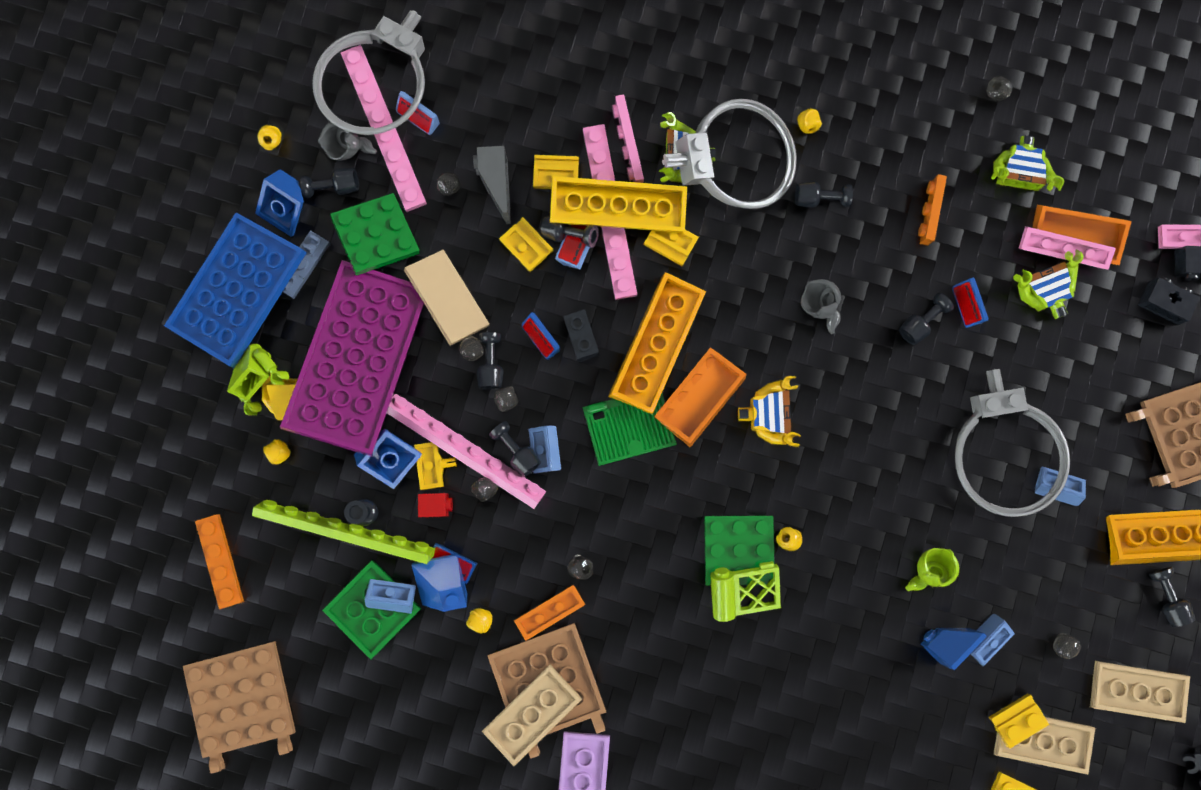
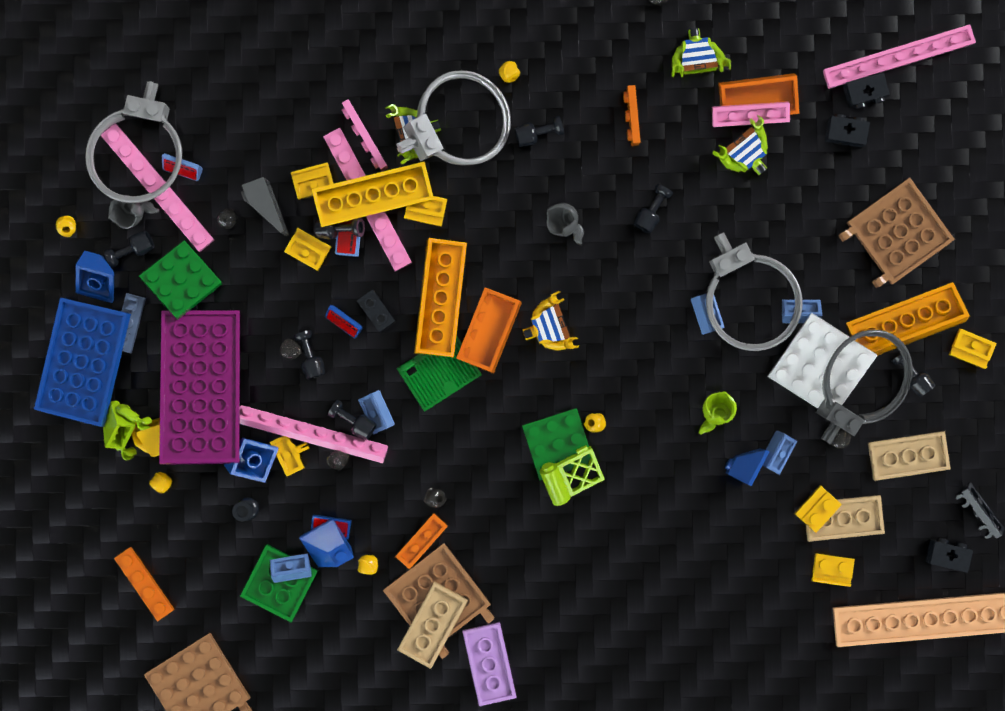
camera: 15 degrees left, 5 degrees up
(345, 532) = (236, 529): lime plate -> none
(434, 505) = (302, 485): red brick -> none
(446, 297) = (256, 313): tan tile -> none
(505, 398) = (331, 381): clear smoke piece -> none
(946, 455) = (700, 309): none -> medium blue slope
(970, 303) = (685, 184): slope -> none
(1070, 555) = (806, 359): none -> white plate
(1077, 620) = (842, 417): none -> dark grey brick

